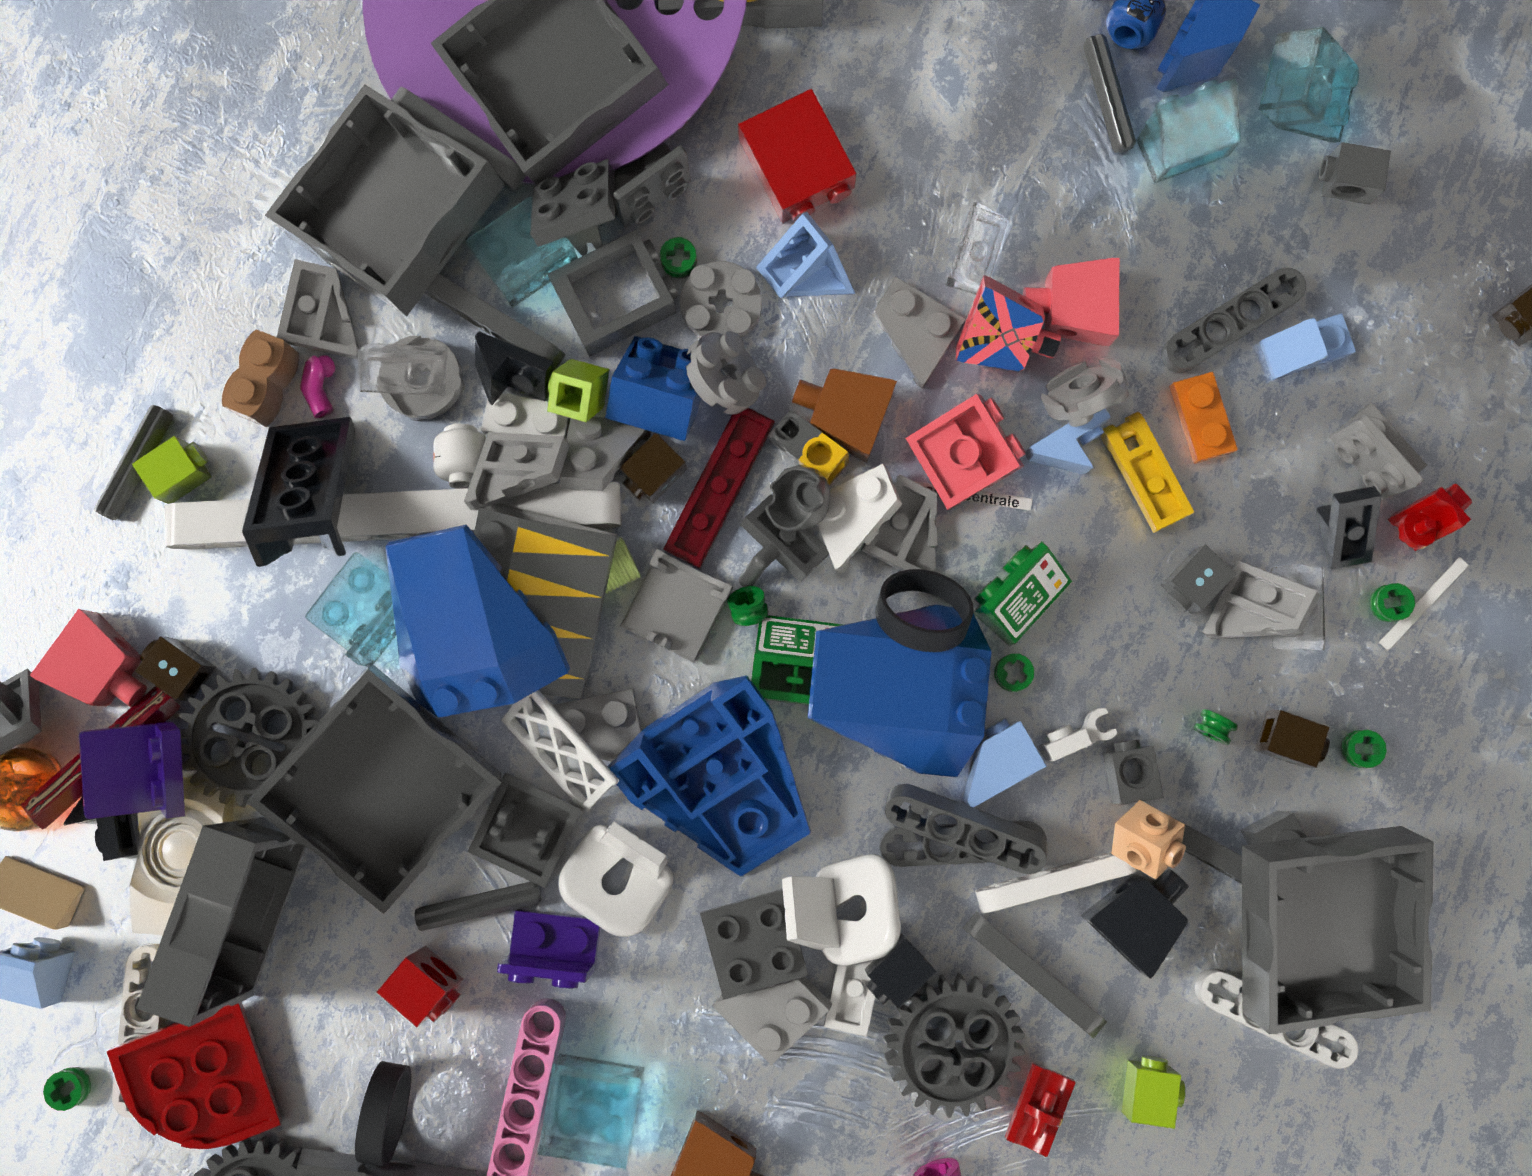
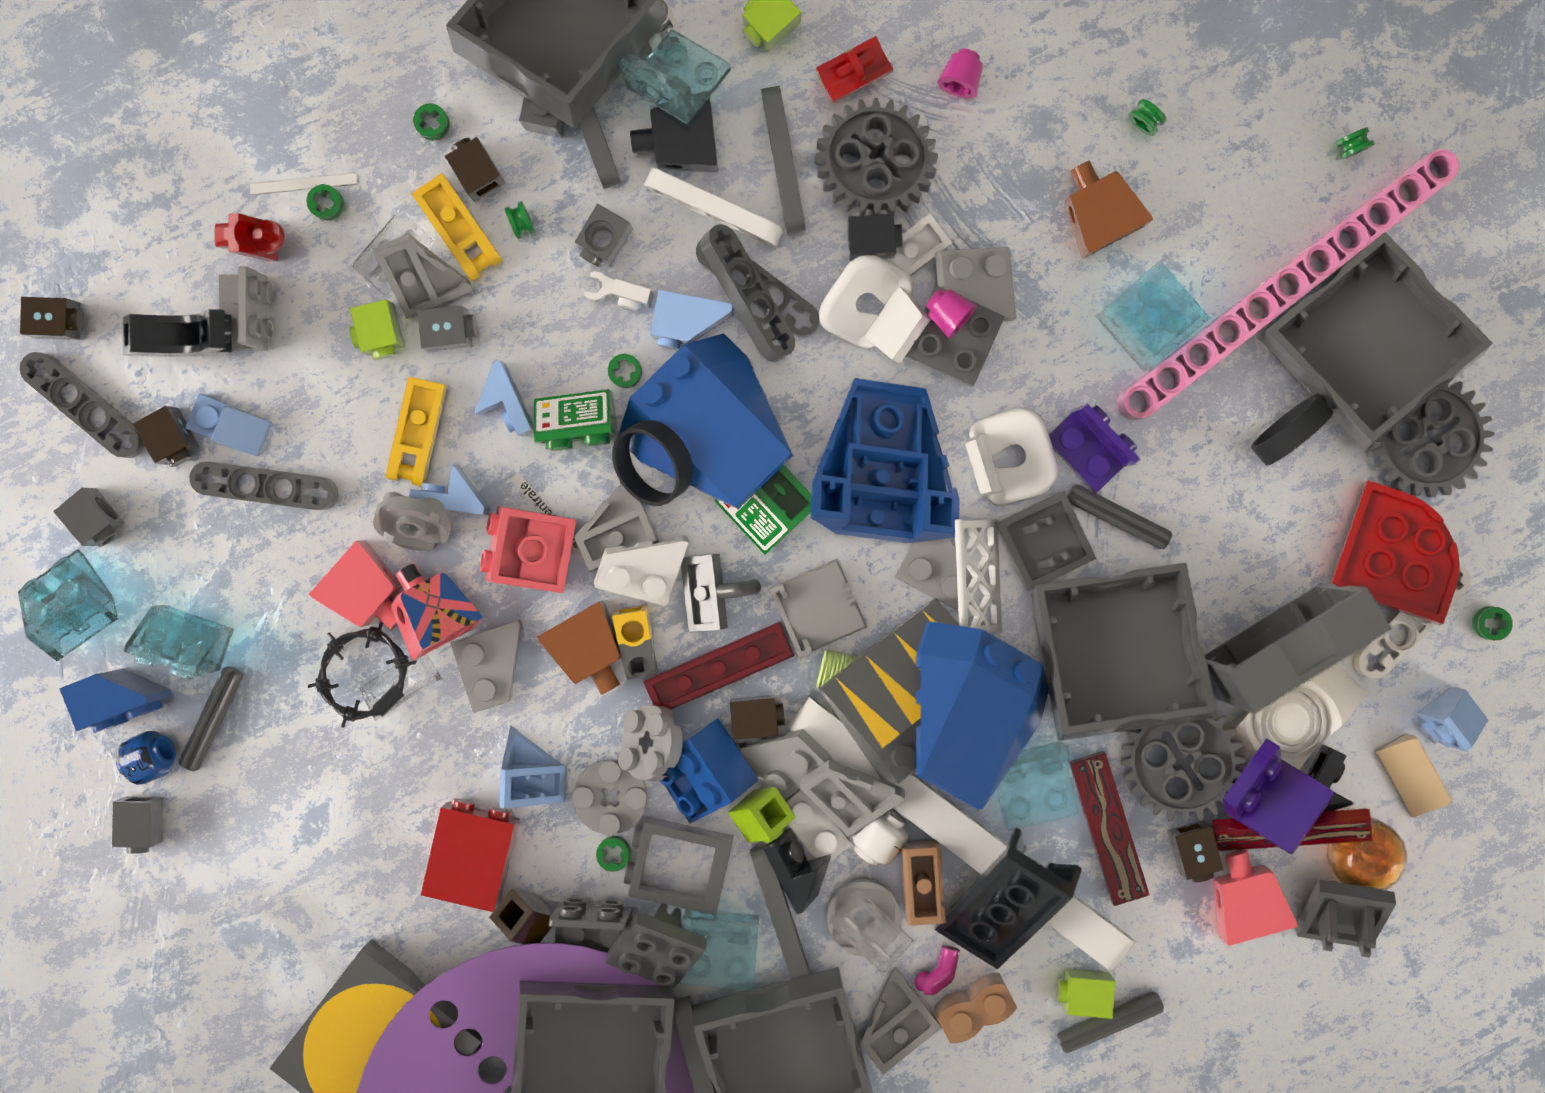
camera: 140 degrees left, 5 degrees up
(268, 626) = (1108, 828): none -> dark red tile
(391, 445) = (922, 882): none -> medium nougat brick
(421, 987) = (1199, 492): red brick -> none
(710, 140) = (522, 917): none -> dark brown brick
(748, 606) = (768, 567): green bush -> none
(775, 962) = (950, 311): none -> dark pink hat
(799, 499) = (673, 610): dark grey hair -> none
(976, 223) = (388, 700): none -> black piece
(1103, 567) = (501, 391): none -> light blue slope
(1148, 839) = (632, 184): light nougat brick -> none
(1192, 969) = (675, 75): none -> clear light blue bracket
(1203, 417) = (343, 436): orange plate -> none
(1255, 530) = (376, 329): none -> lime brick
(1265, 676) = (455, 225): none -> yellow plate
(1350, 527) = (310, 277): black slope -> none
(1352, 292) = (166, 436): none -> dark brown brick
(1417, 383) = (178, 335): none -> black arch
(1442, 264) = (81, 406): none -> dark grey beam

